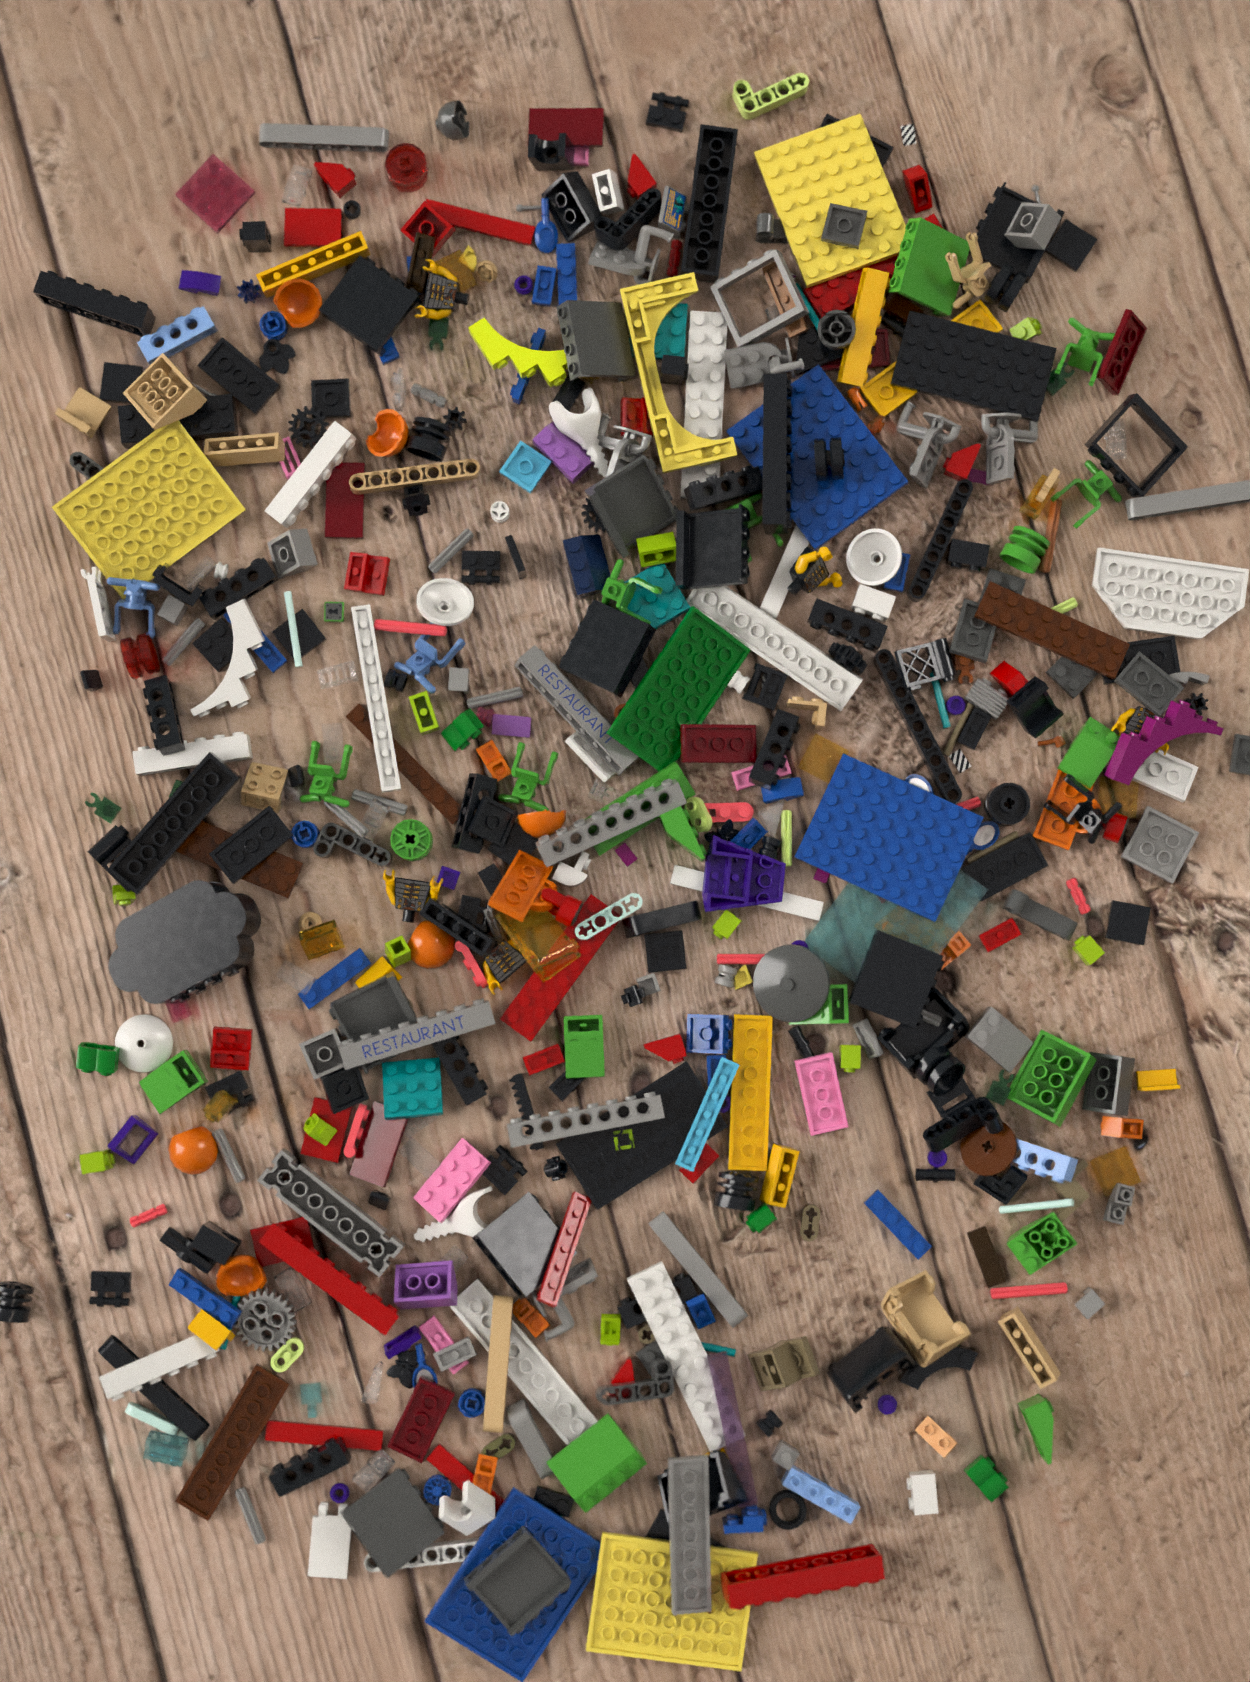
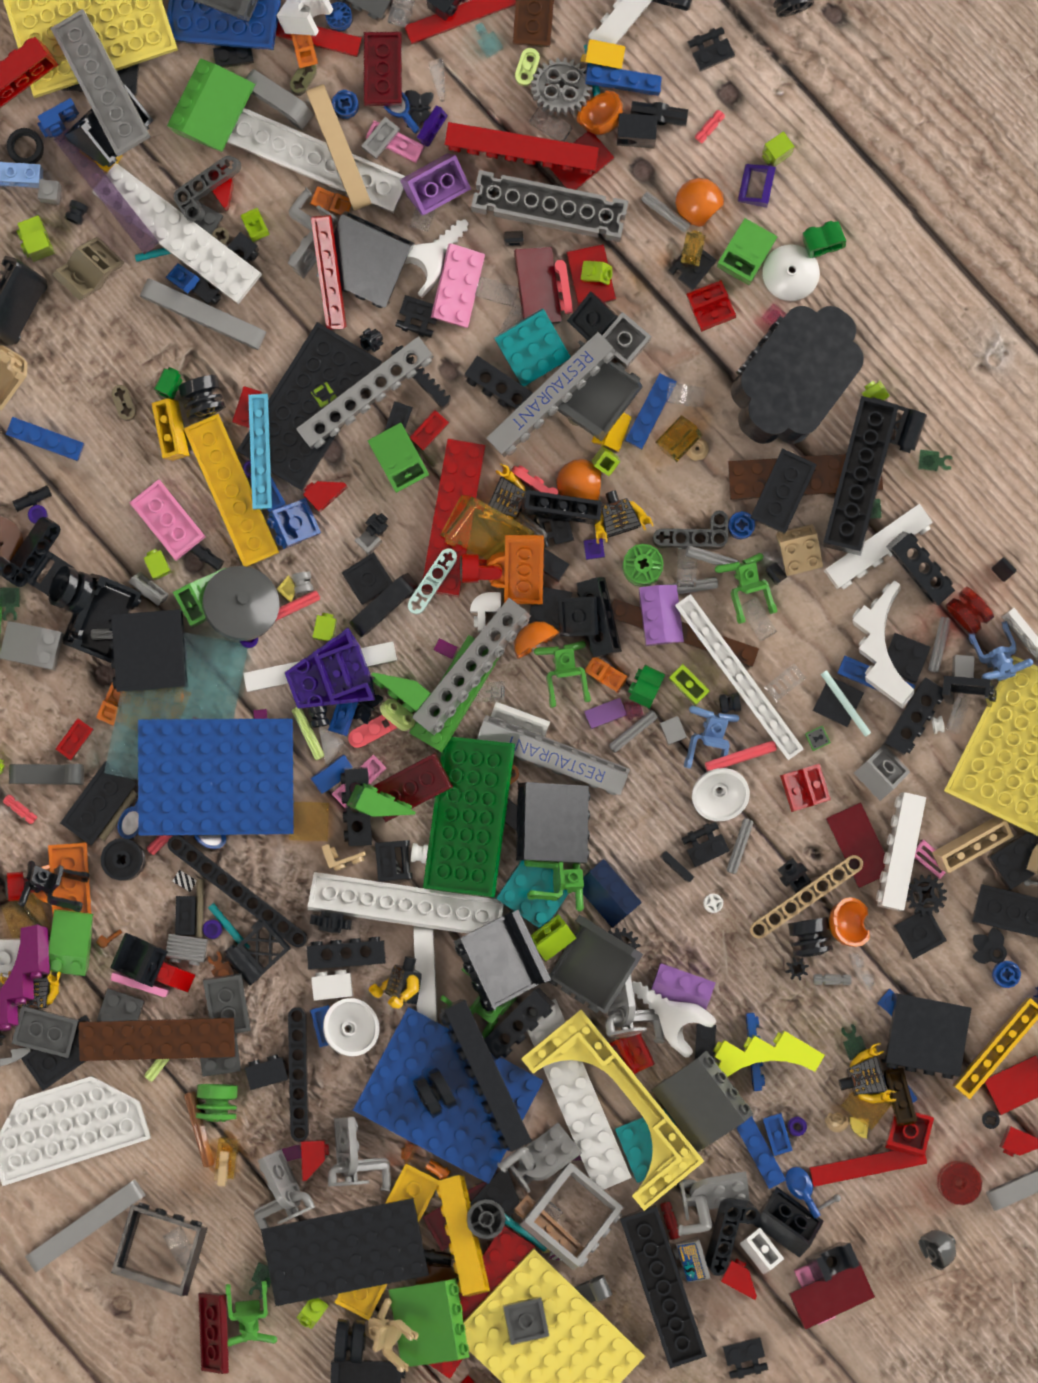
camera: 155 degrees right, 0 degrees up
(298, 302) = (993, 1005): orange cylinder -> none
(418, 787) = (660, 615): none -> medium lavender slope
(525, 467) = (710, 956): medium azure plate -> none
(674, 370) = (618, 1111): black brick -> none
(755, 738) = (369, 802): none -> bright green slope
(820, 1417) = (35, 239): none -> lime brick
(1059, 701) = (126, 980): none -> bright pink tile
(1091, 490) = (181, 1189): bright green piece -> none

